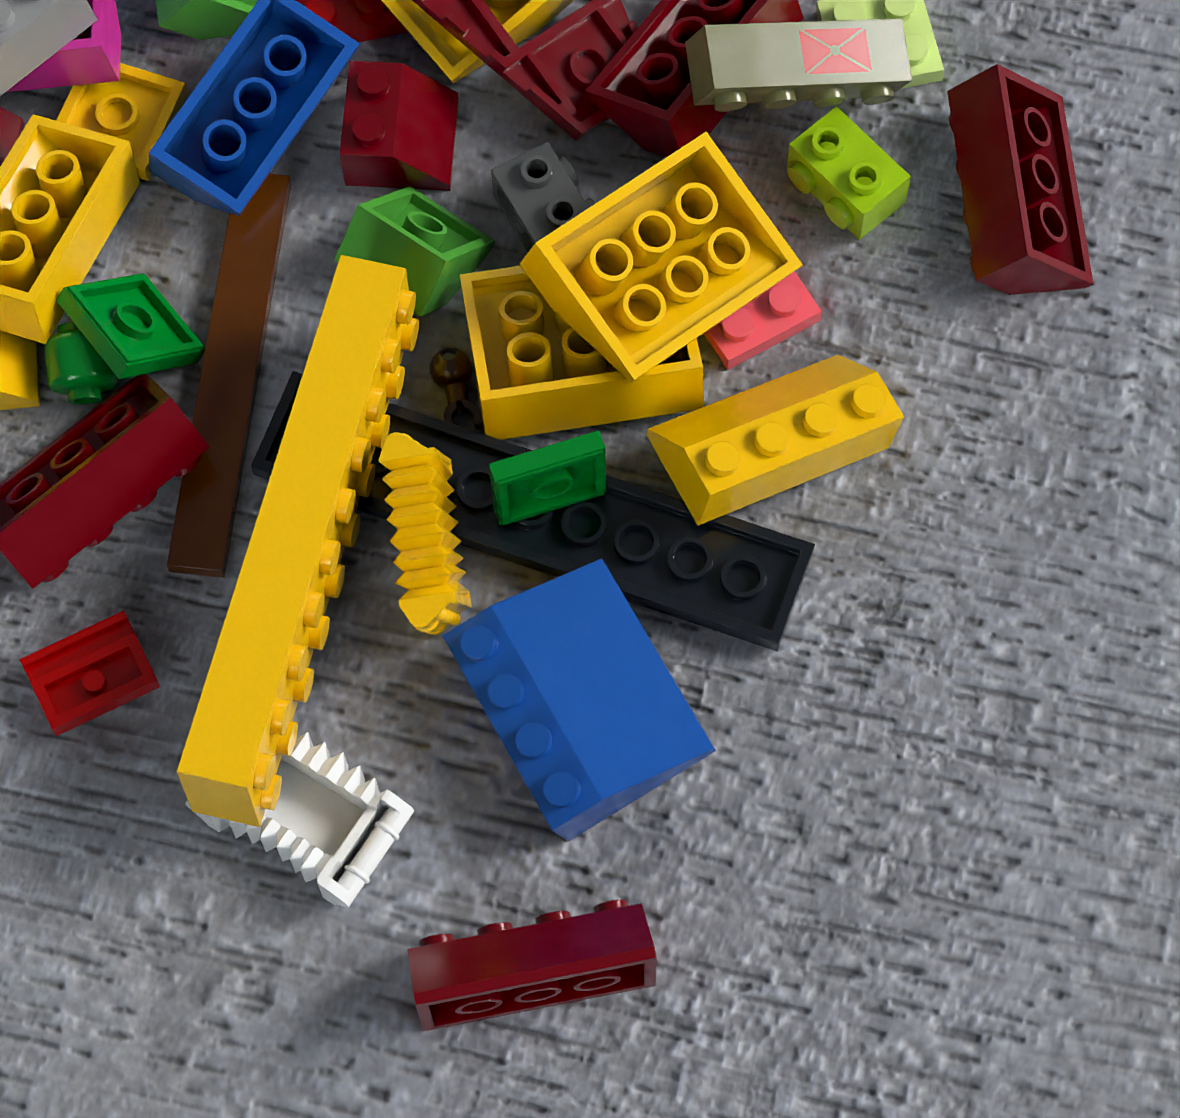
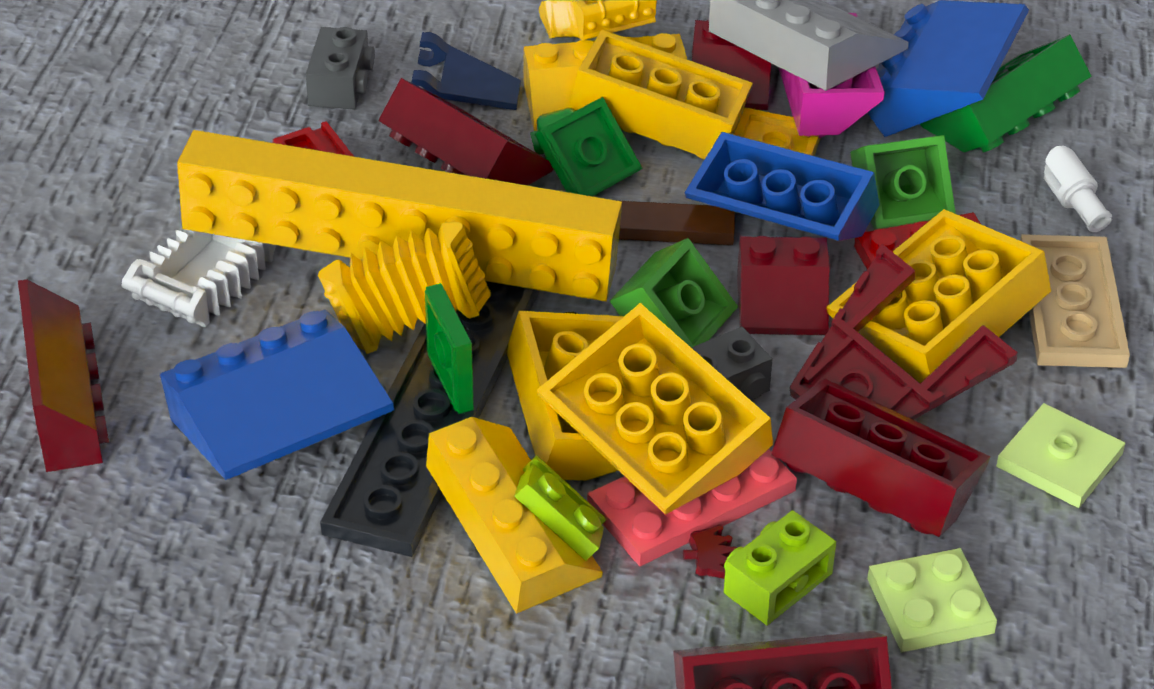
camera: 85 degrees right, 25 degrees down
(784, 377) = (560, 507): none -> lime plate
(798, 63) = (862, 494): brick -> none
(813, 247) = (710, 551): none -> dark red piece

